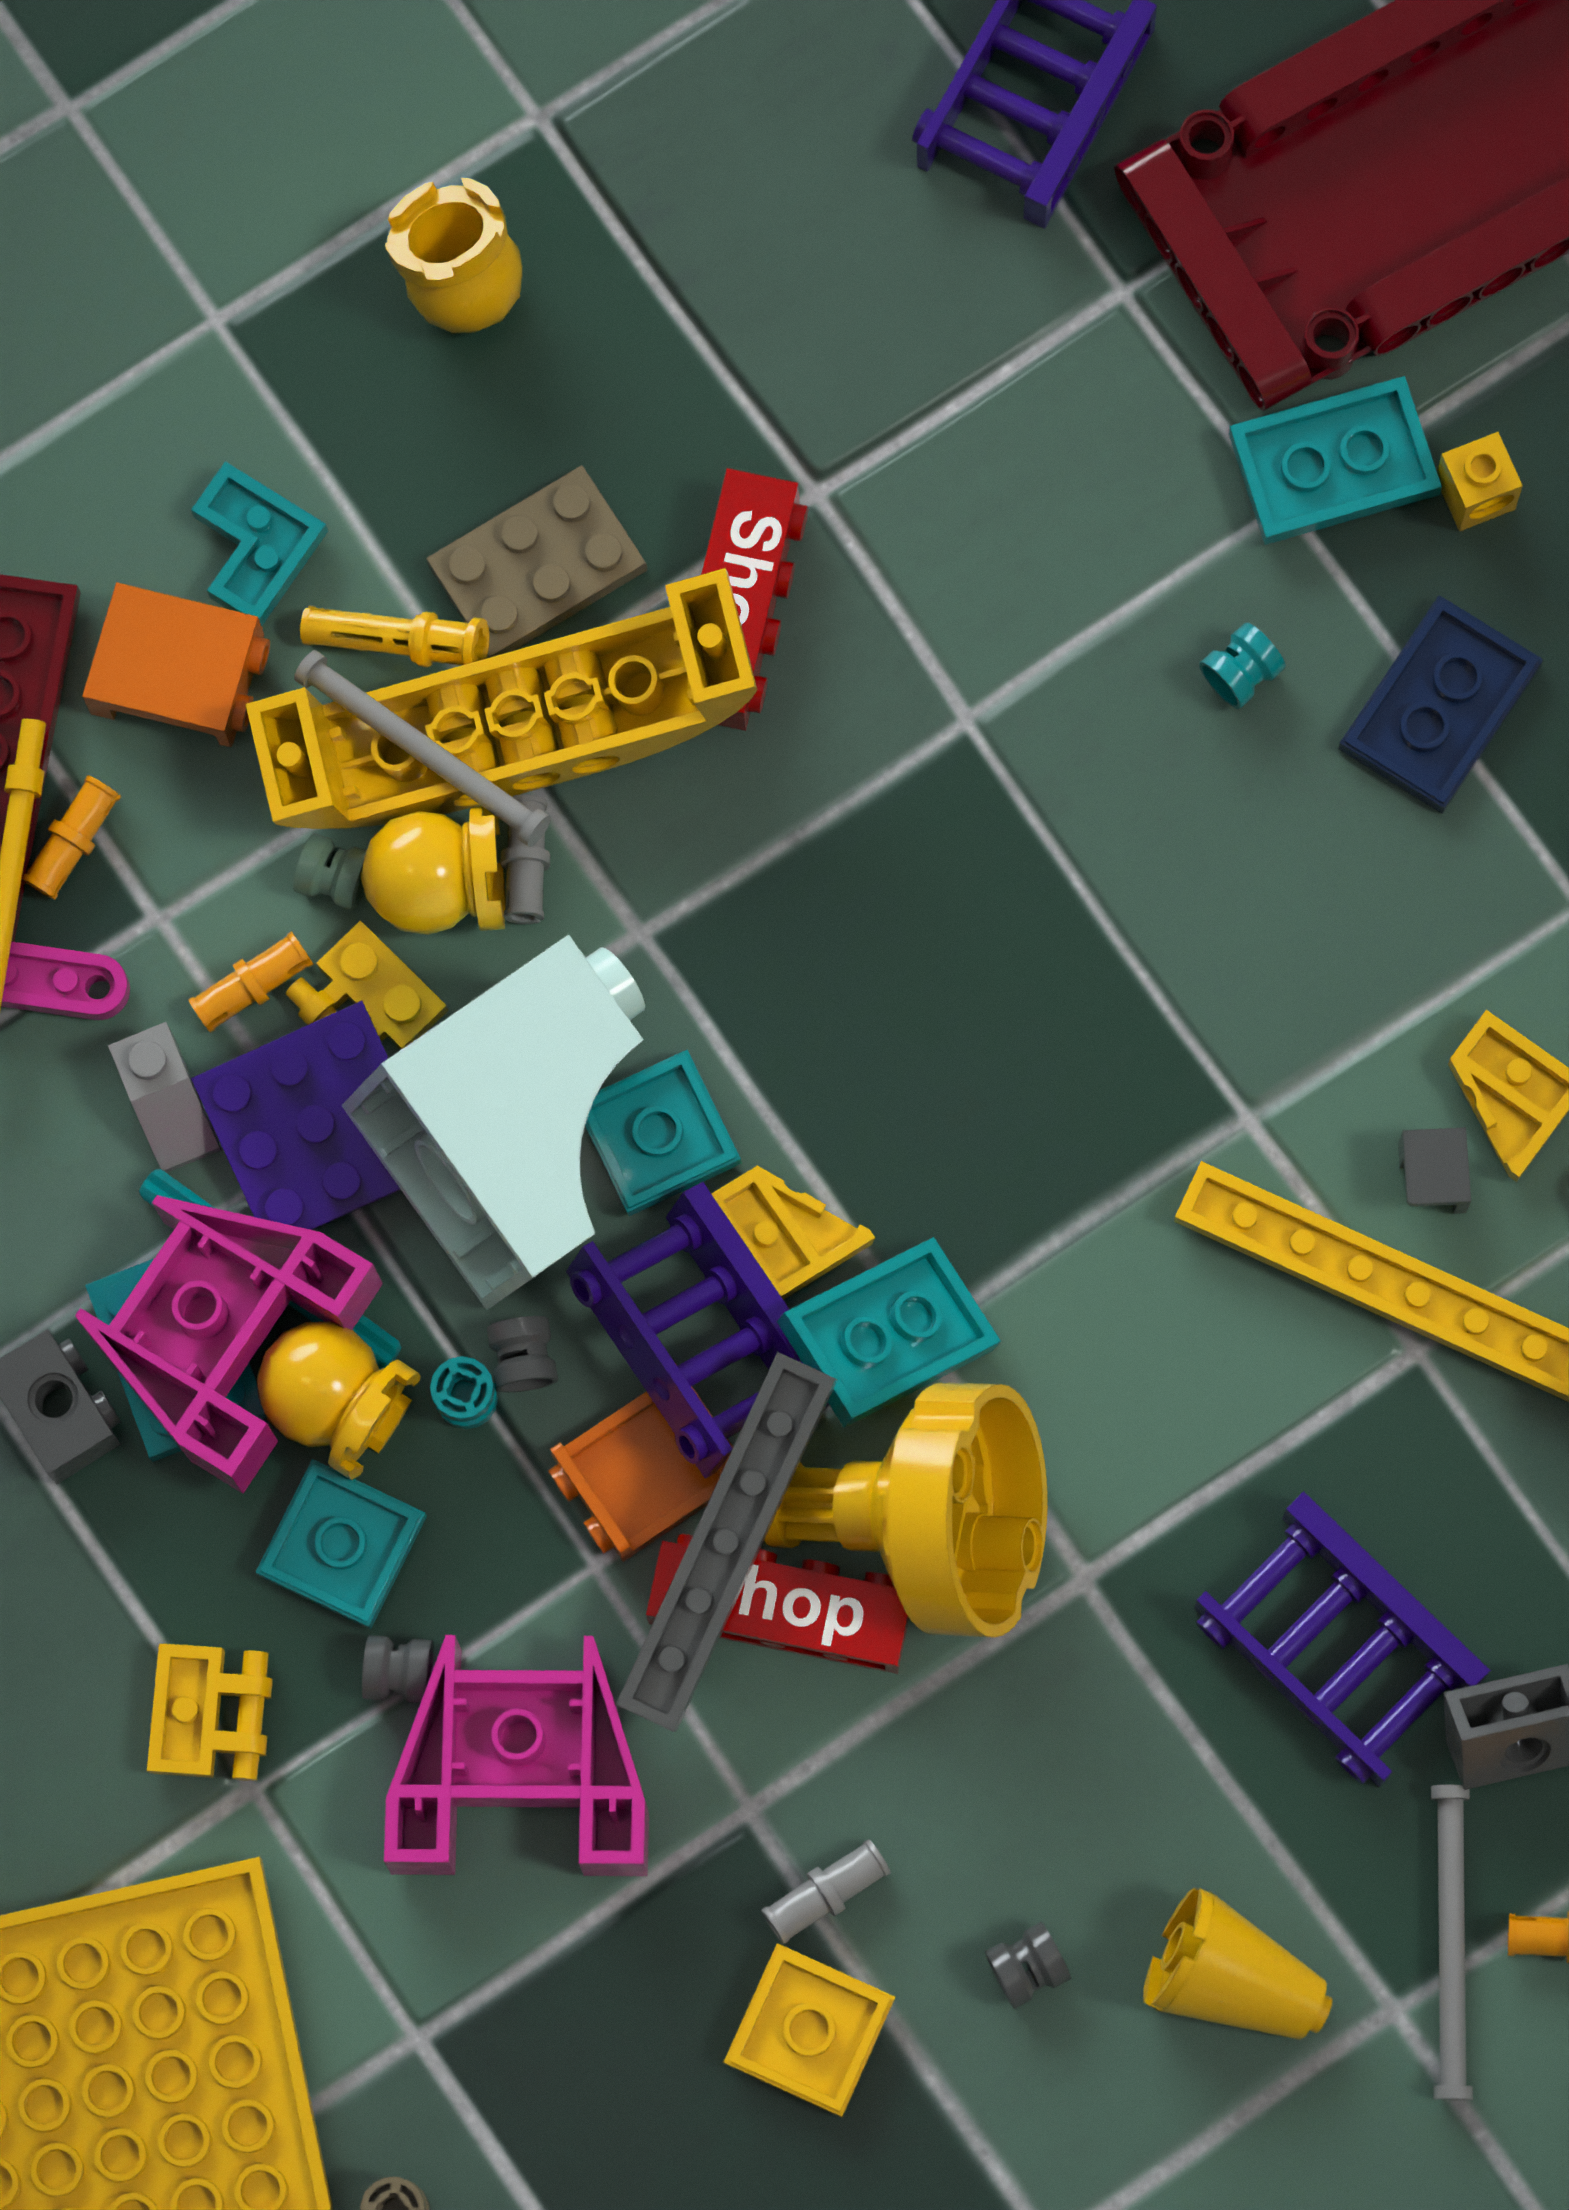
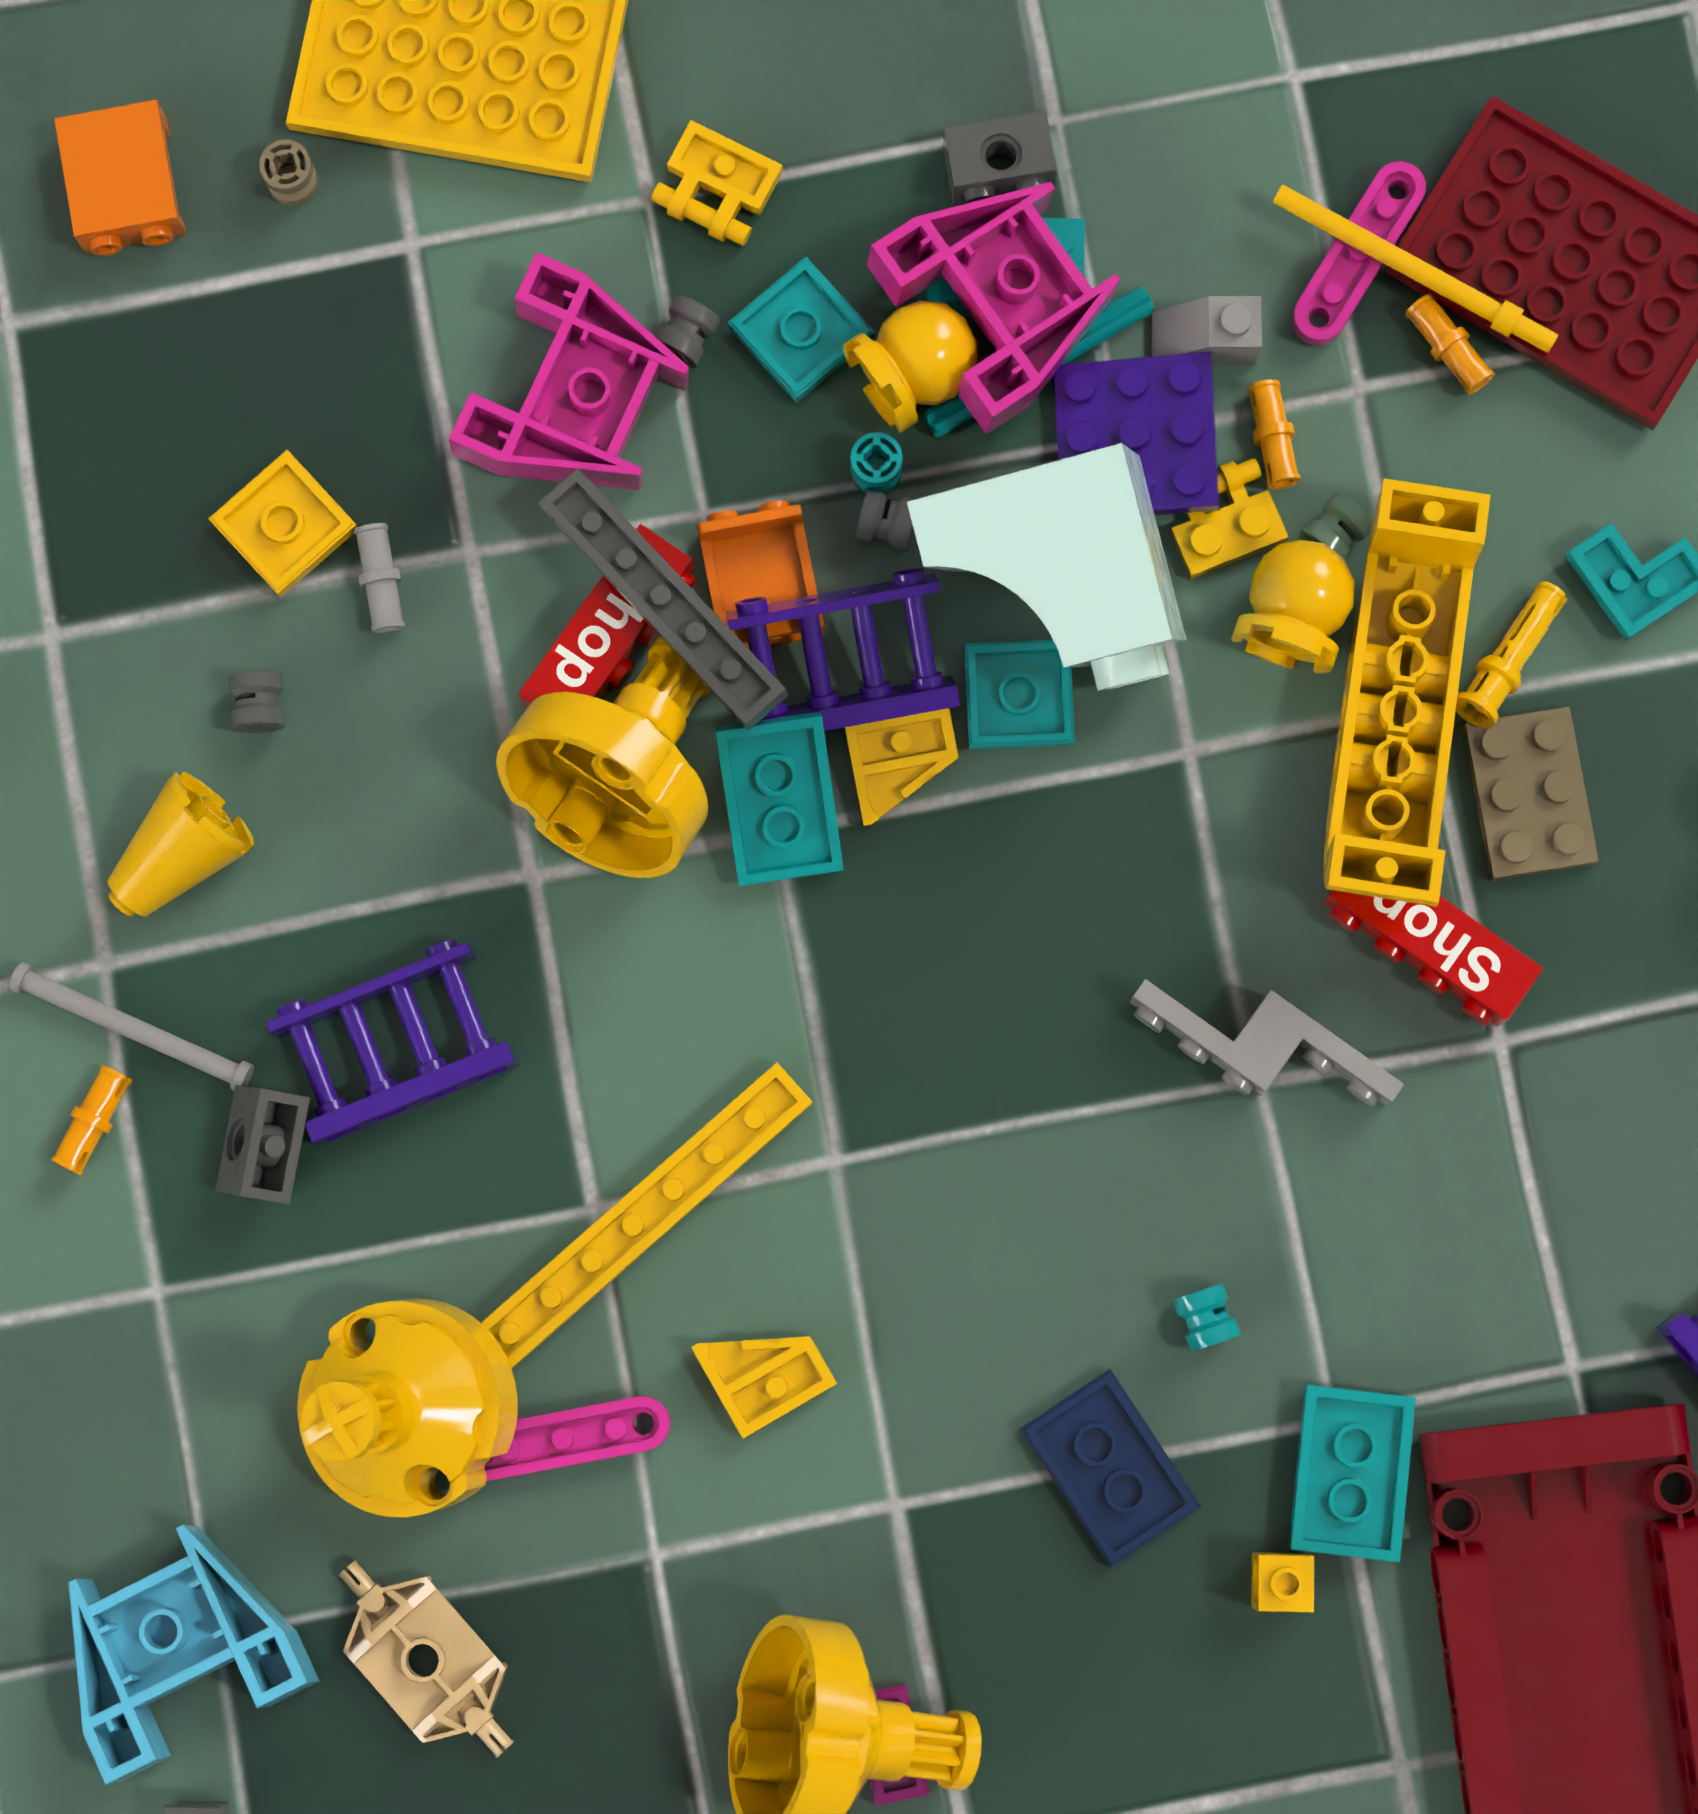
camera: 110 degrees right, 5 degrees up
(176, 662) = (1559, 475): orange panel -> none
(316, 673) = (1301, 681): light grey bar -> none
(525, 871) = (1285, 683): light grey pin -> none
(929, 722) = (1265, 1045): none -> light grey bracket
(1436, 1167) = (724, 1282): dark grey panel -> none

